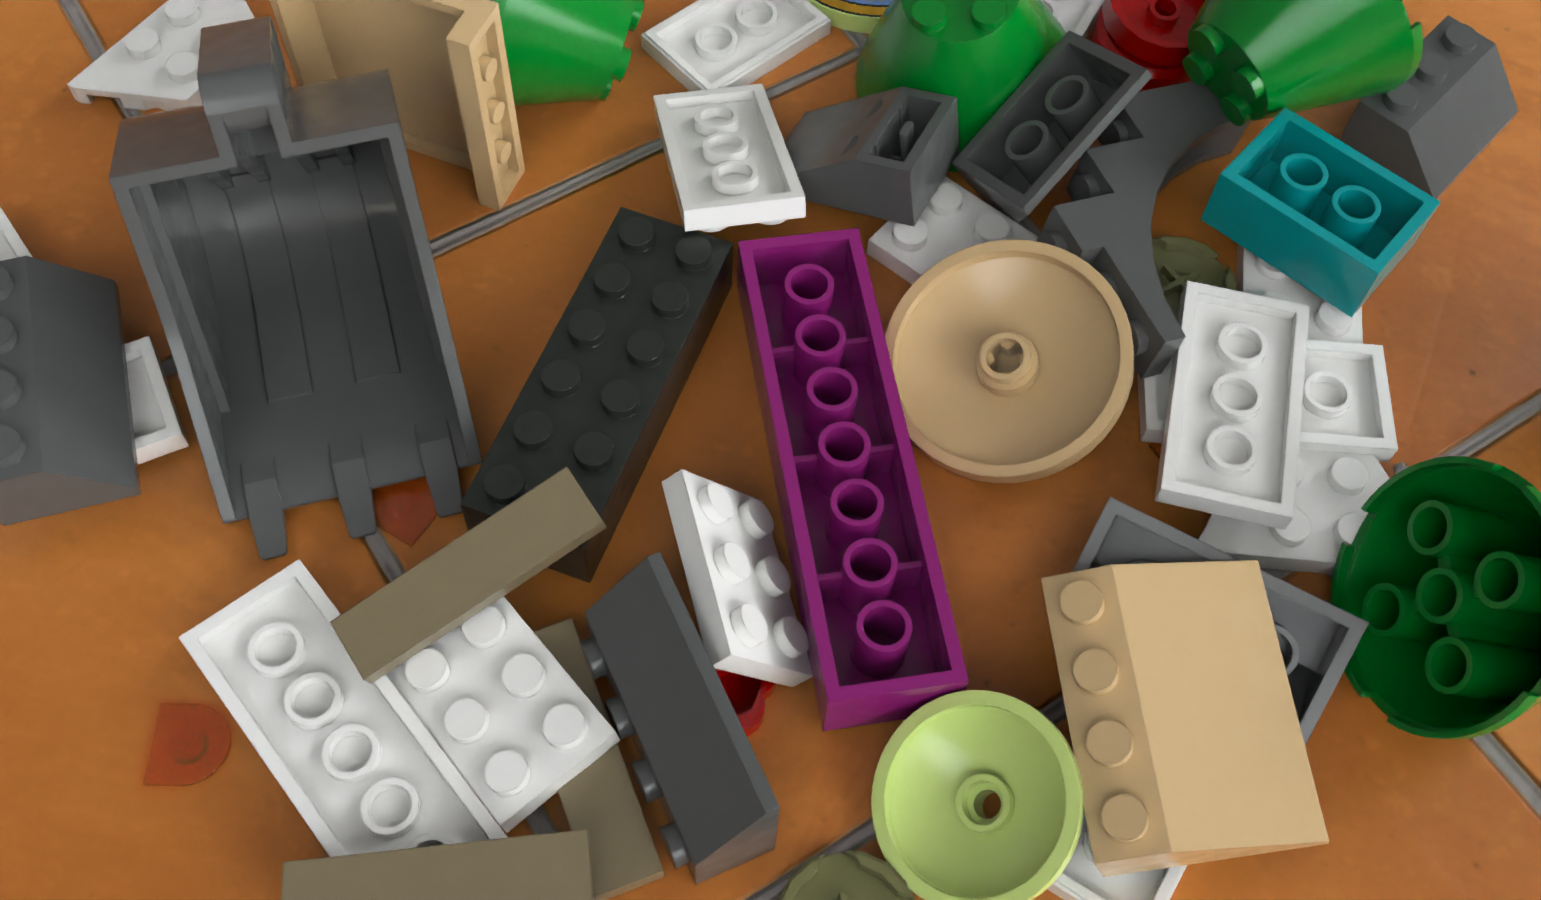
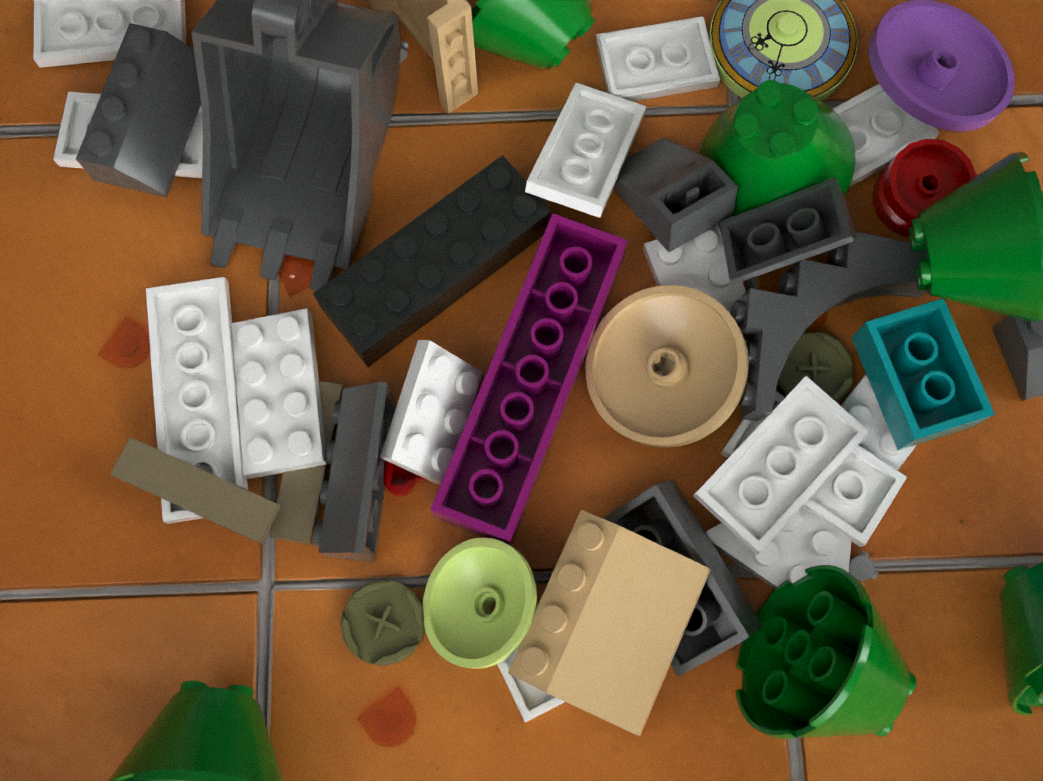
camera: 35 degrees right, 15 degrees up
(467, 575) = (295, 336): dark tan tile -> none

